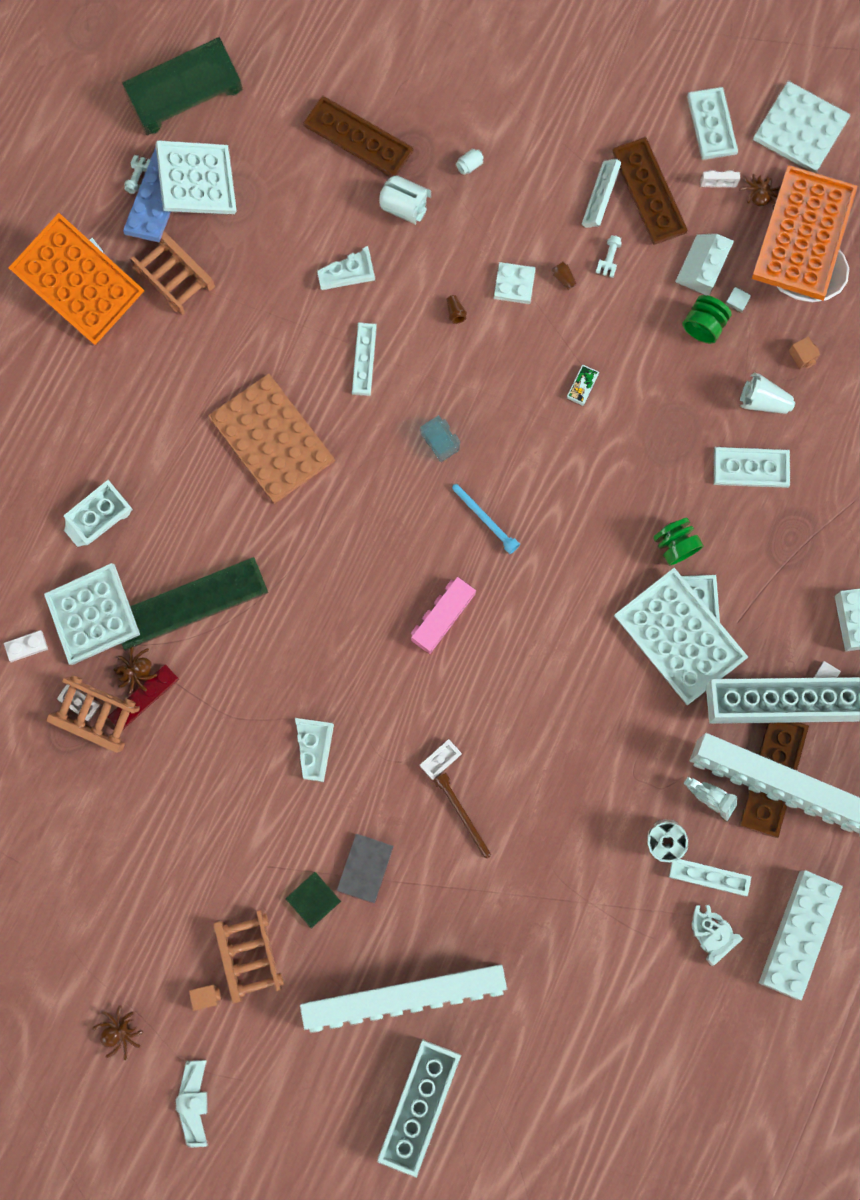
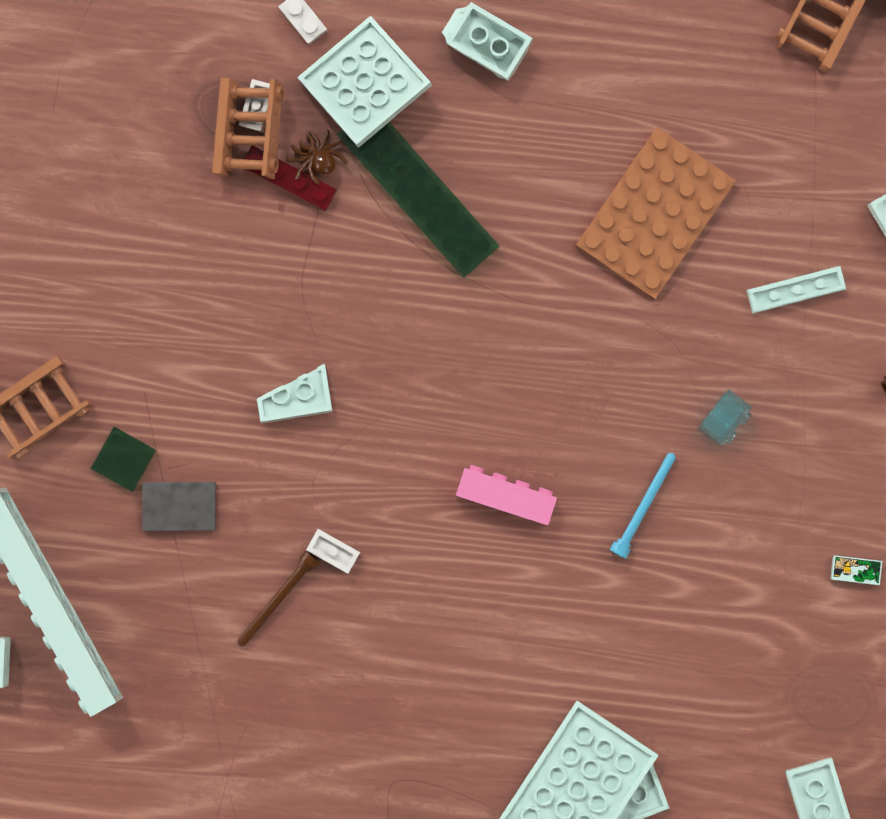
camera: 75 degrees right, 10 degrees up
(677, 540) = (692, 750): green wheel -> none

